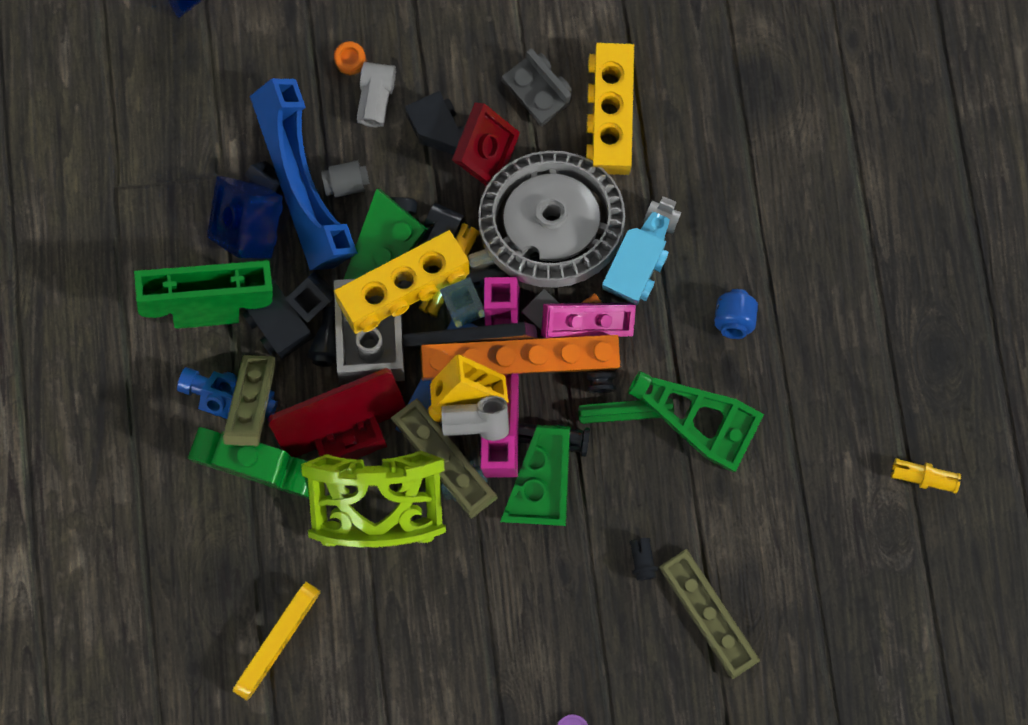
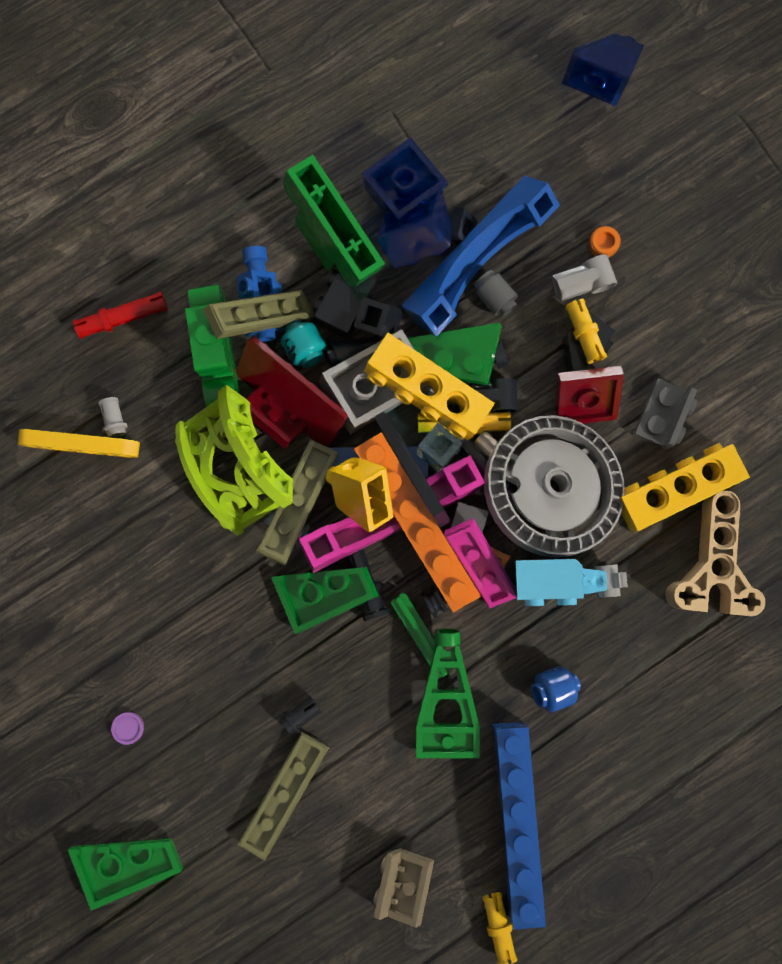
camera: 60 degrees right, 5 degrees up
(174, 533) = (119, 315): none -> red pin
(195, 207) = (403, 180): none -> clear blue slope
(269, 596) = (112, 417): none -> light grey pin
(297, 379) = (303, 344): none -> teal head
(426, 116) = (586, 331): none -> yellow pin
(486, 418) = (344, 521): light grey piece -> none
(718, 109) = (731, 579): none -> tan beam
(846, 543) = (403, 887): none -> dark tan bracket
(883, 425) = (520, 825): none -> blue arch

